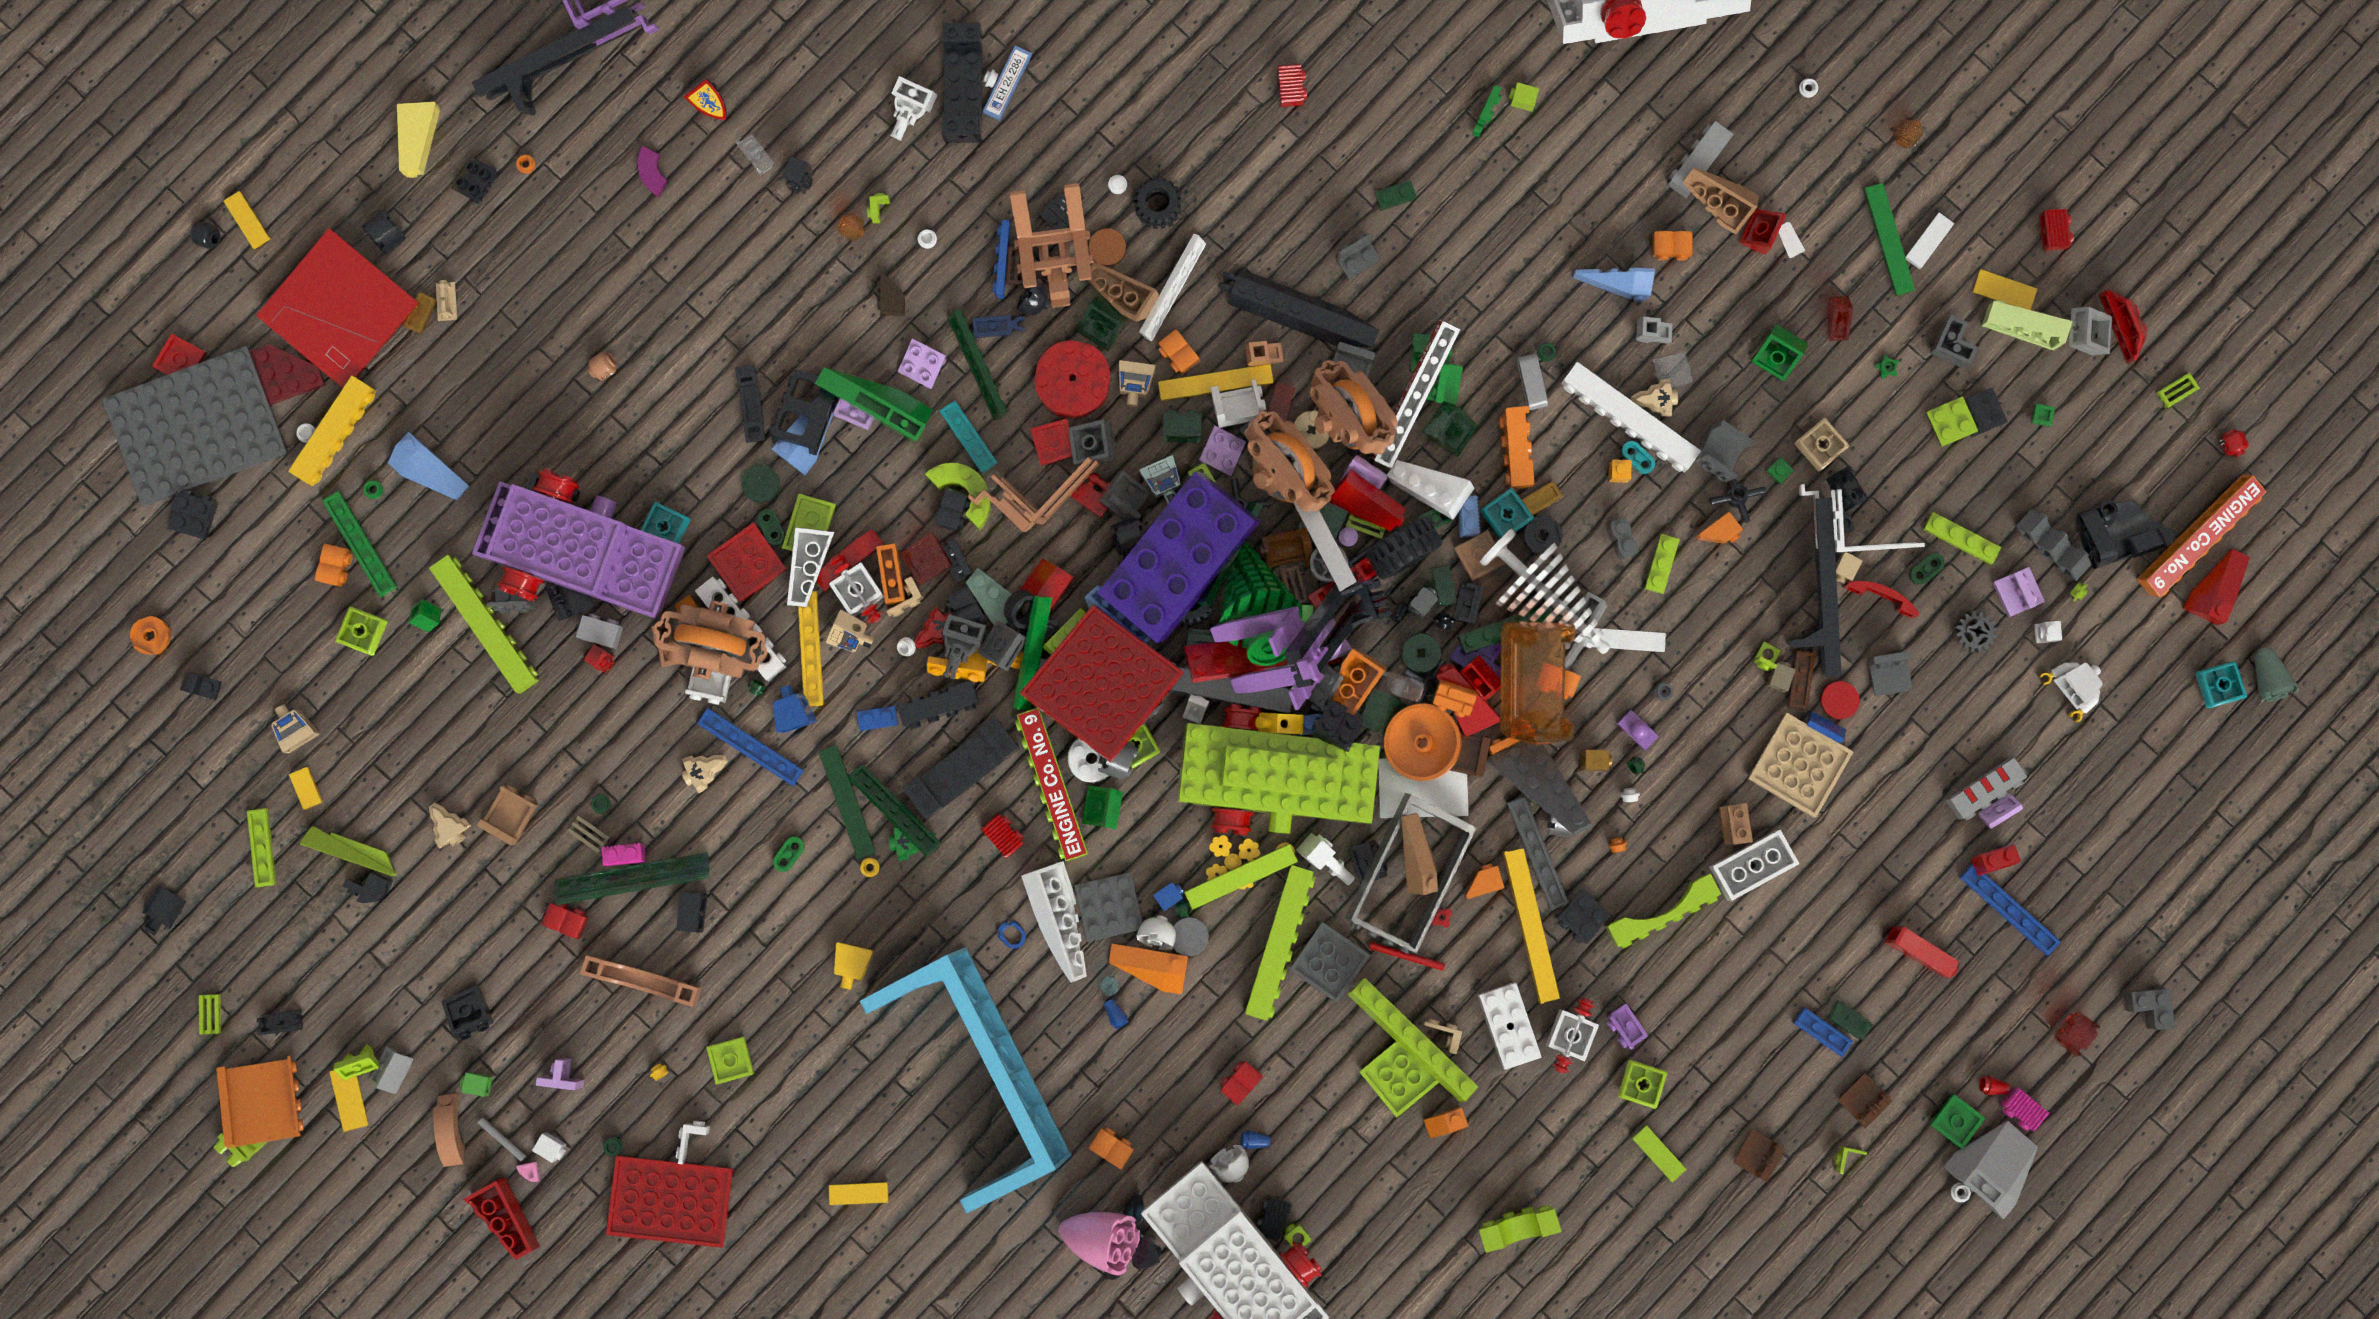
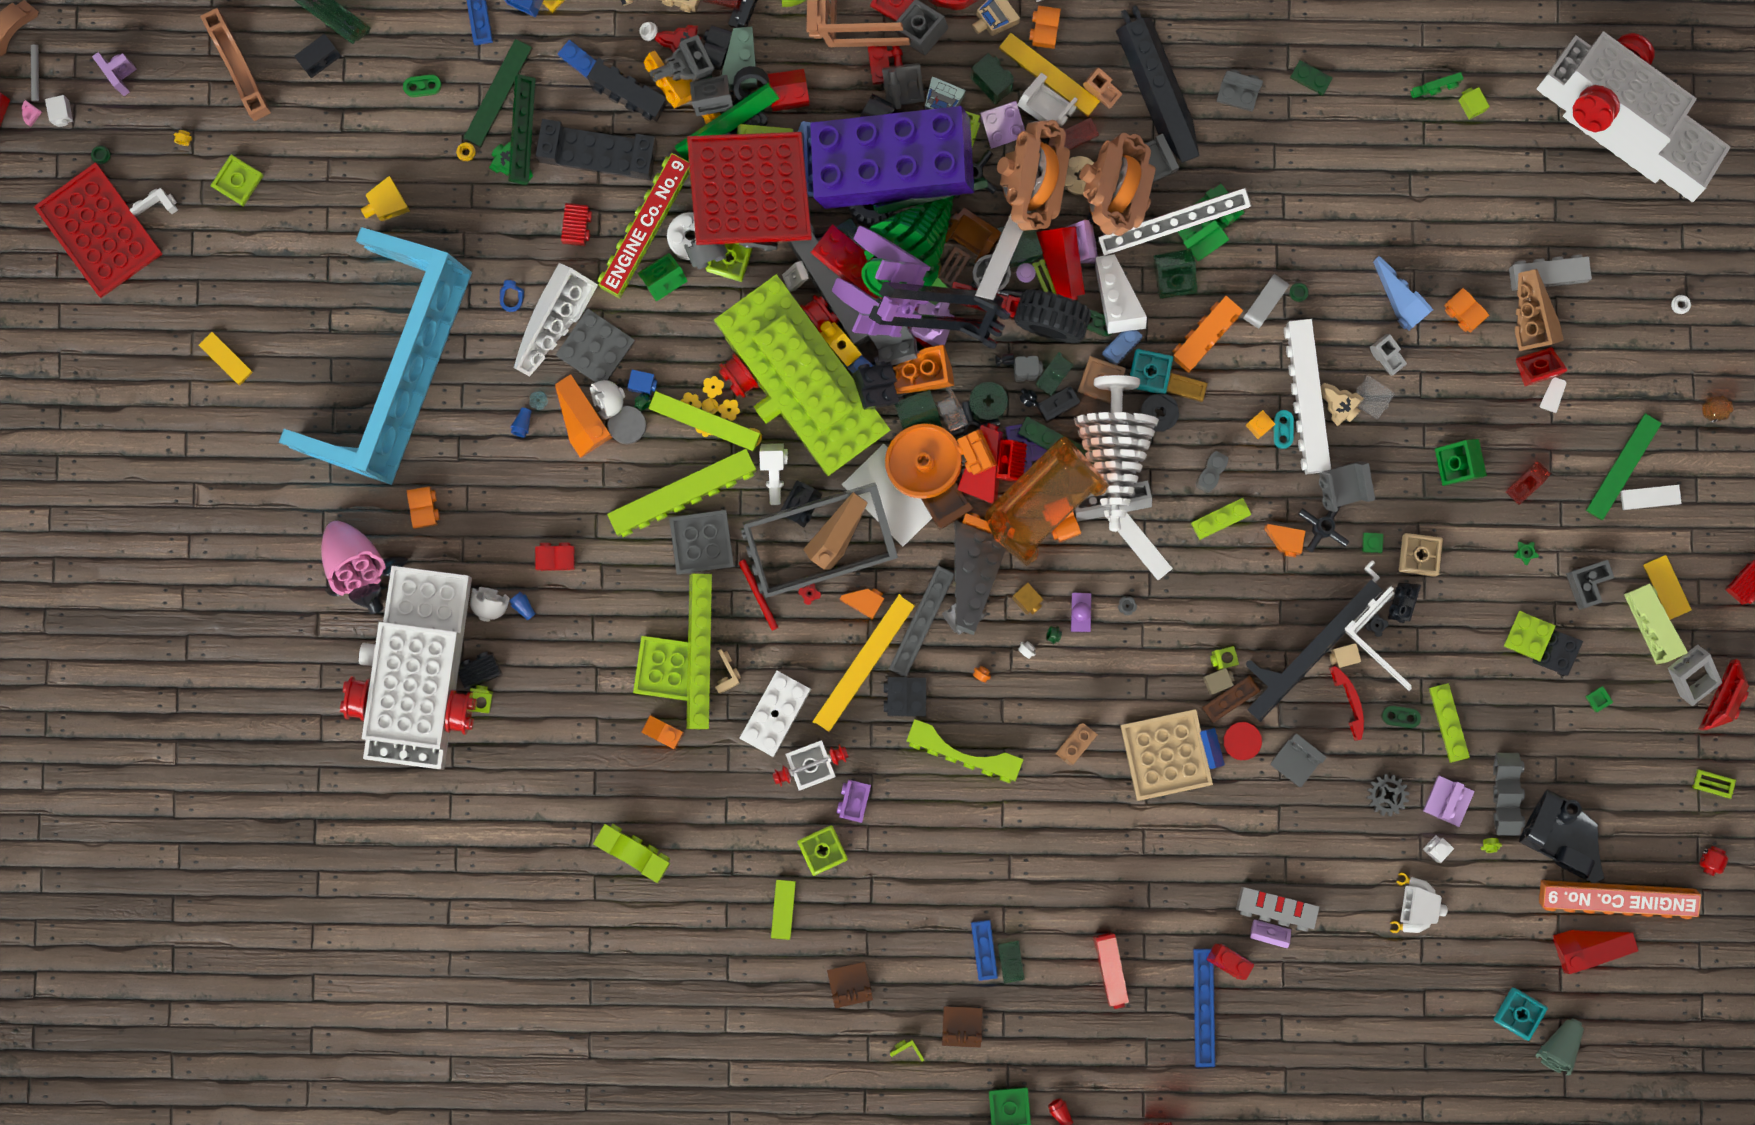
camera: 50 degrees right, 0 degrees up
(476, 1083) = (57, 18): bright green brick -> none
(1771, 858) = (1077, 792): white brick -> none

